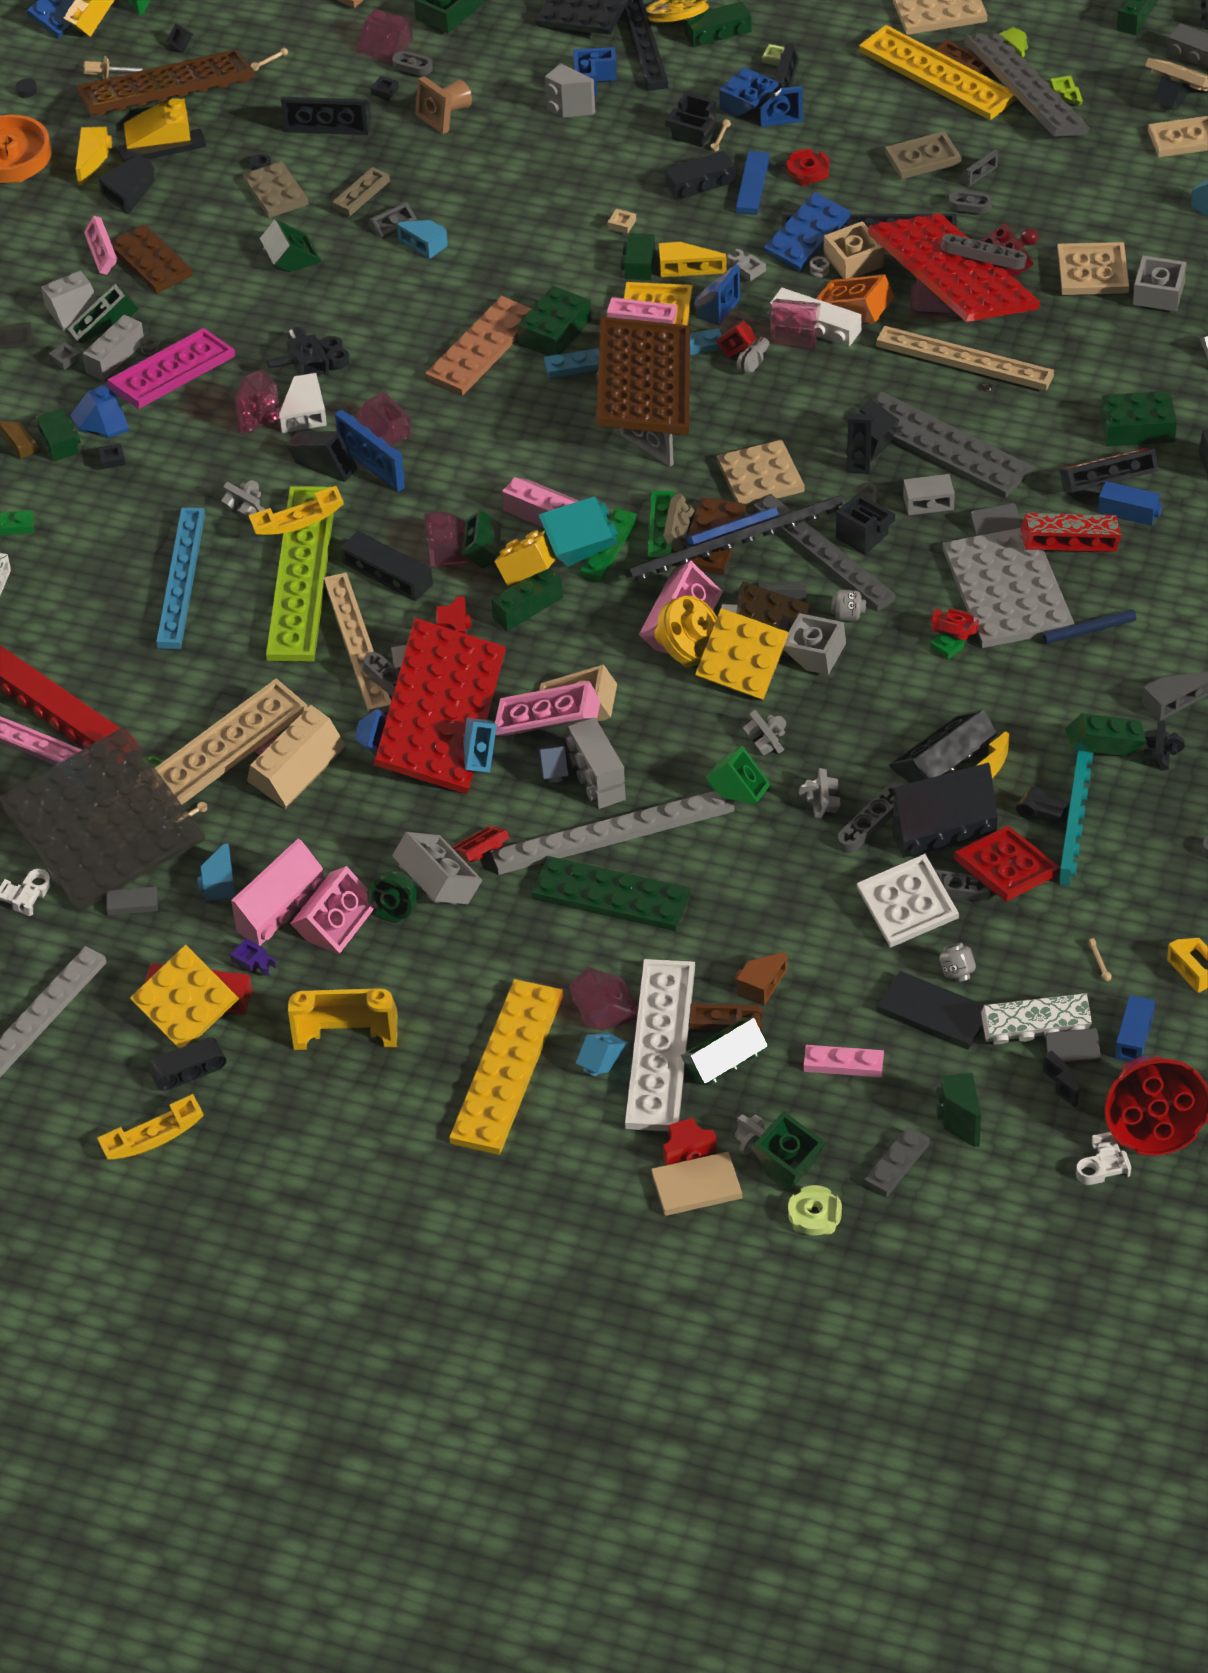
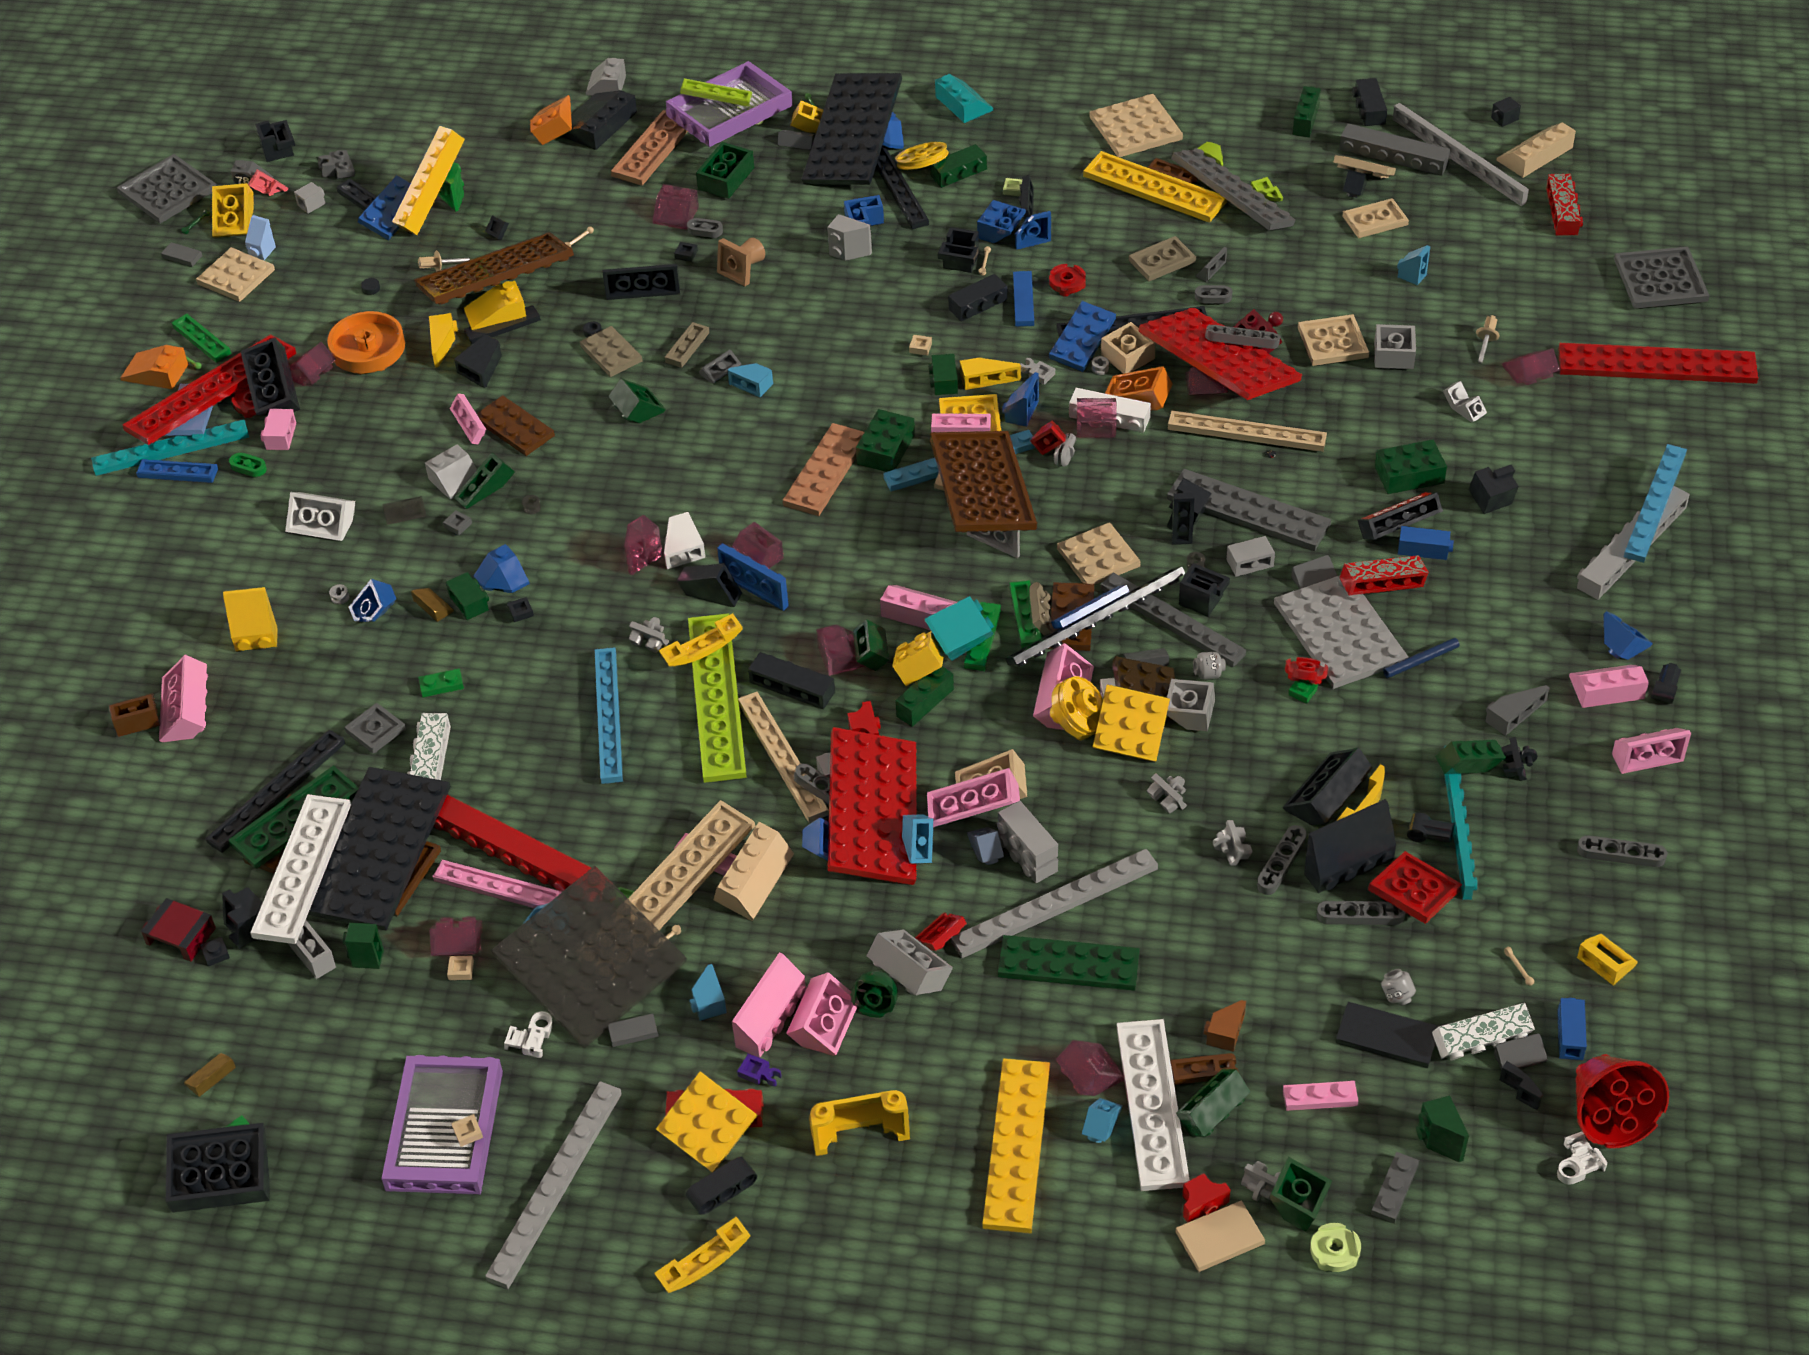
camera: 10 degrees left, 0 degrees up
(113, 347) = (500, 510): light grey brick -> none
(170, 368) = (556, 523): dark pink plate -> none
(310, 355) = (679, 496): black piece -> none
(738, 778) = (1156, 839): green slope -> none
(907, 900) = (1337, 934): white plate -> none

